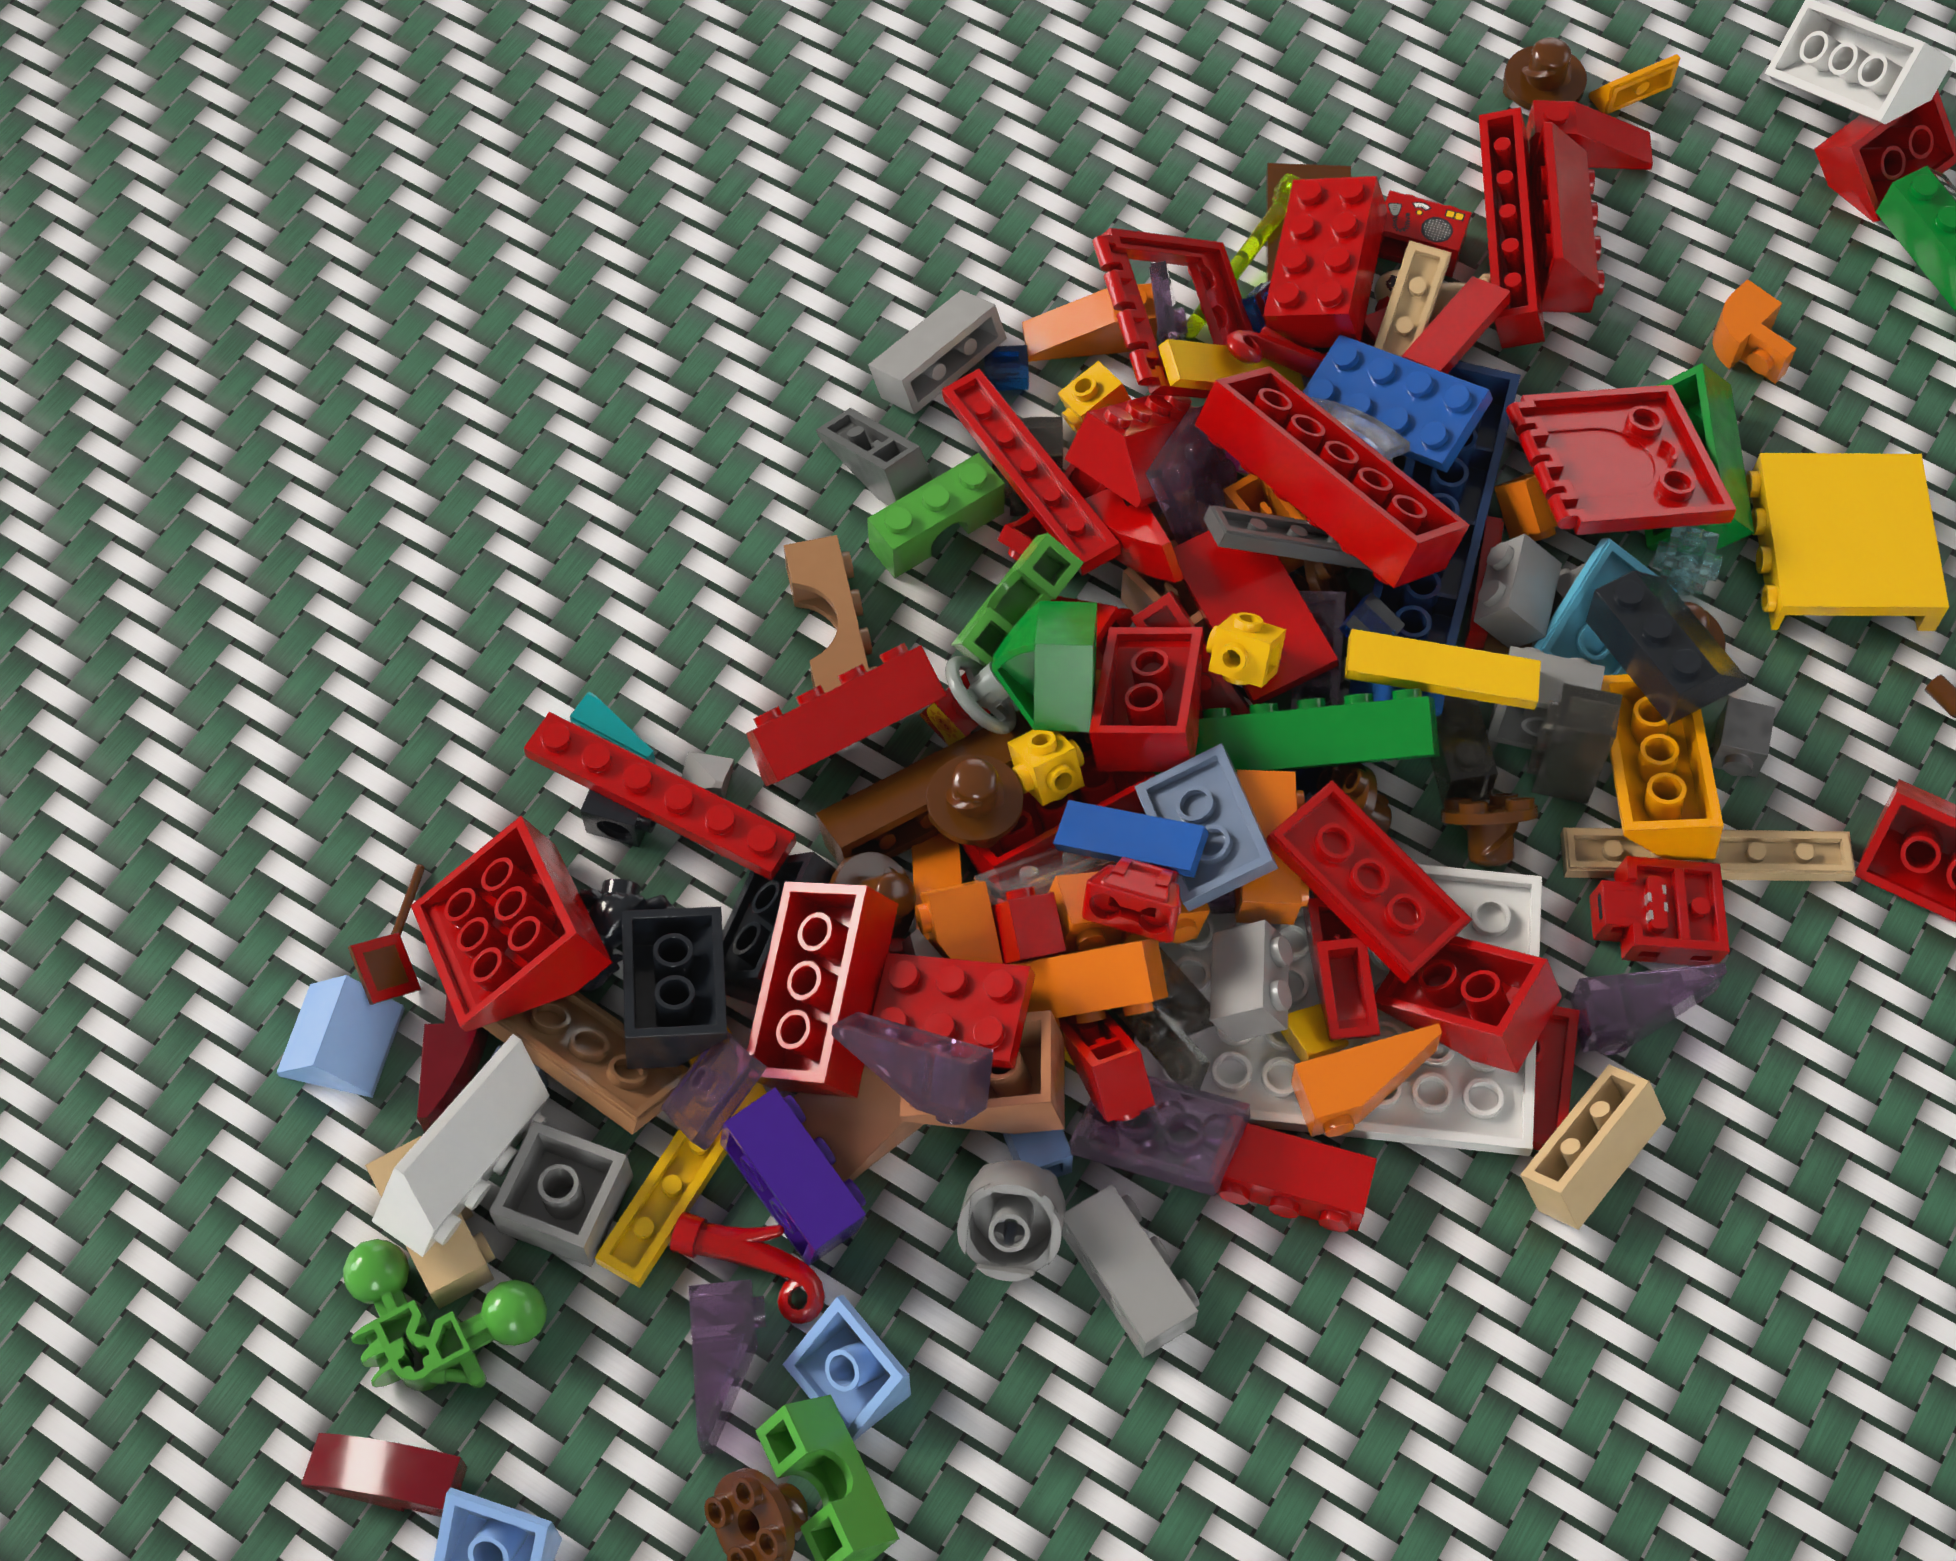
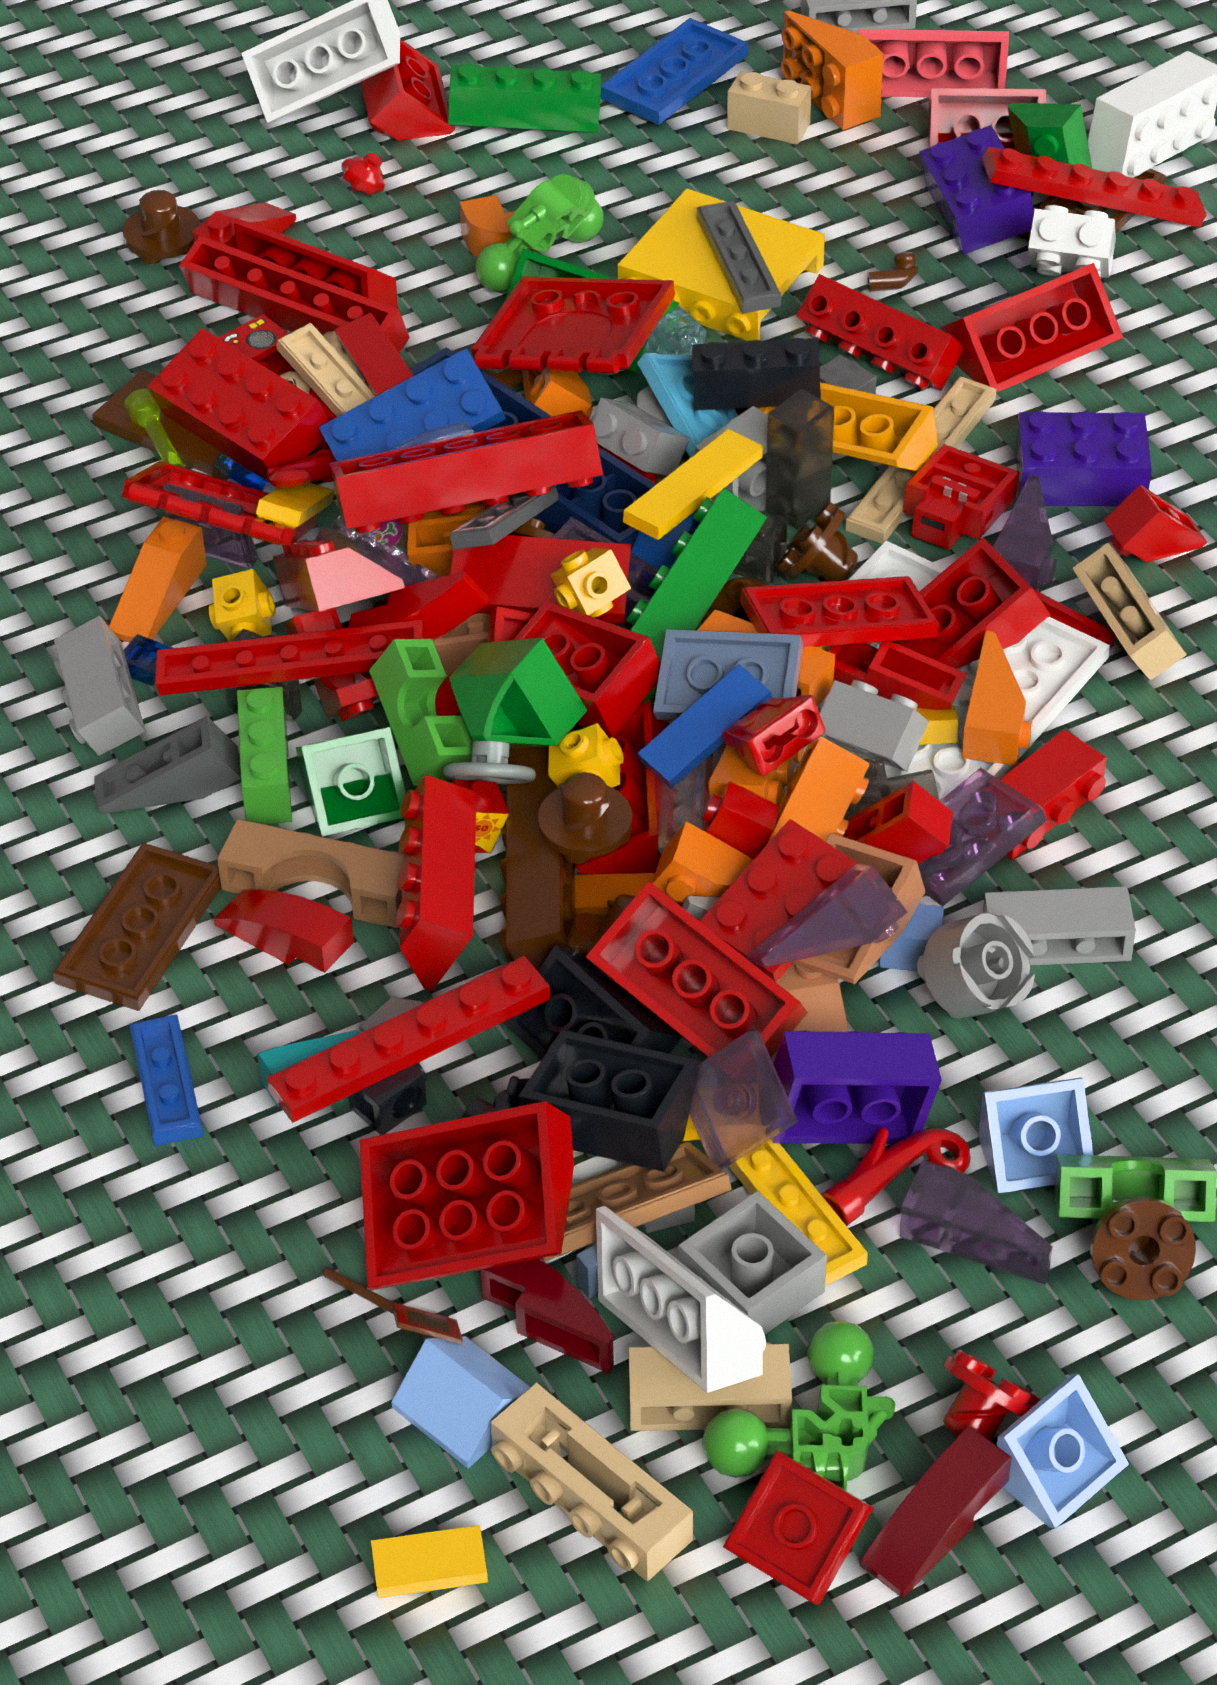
camera: 60 degrees left, 15 degrees down
(167, 1094) = (429, 1561): none -> yellow tile
(253, 1239) = (591, 1482): none -> tan brick
(310, 1364) = (798, 1527): none -> red tile
(521, 1458) = (982, 1400): none -> red plate
(553, 642) = (166, 1080): none -> blue tile
(704, 532) = (139, 927): none -> reddish brown tile
(755, 639) = (288, 927): none -> red slope
(944, 590) = (352, 780): none -> slope
(1372, 616) = (608, 517): tile -> none
(1635, 86) = (214, 184): light orange slope -> none
(1741, 185) = (364, 173): none -> red piece
(1747, 1117) = (1152, 527): none -> red slope
(1764, 355) = (552, 207): none -> bright green piece
(1800, 1003) = (1083, 456): none -> dark purple brick
(1844, 729) = (880, 333): none -> red brick
(1846, 548) = (738, 257): none -> dark grey tile

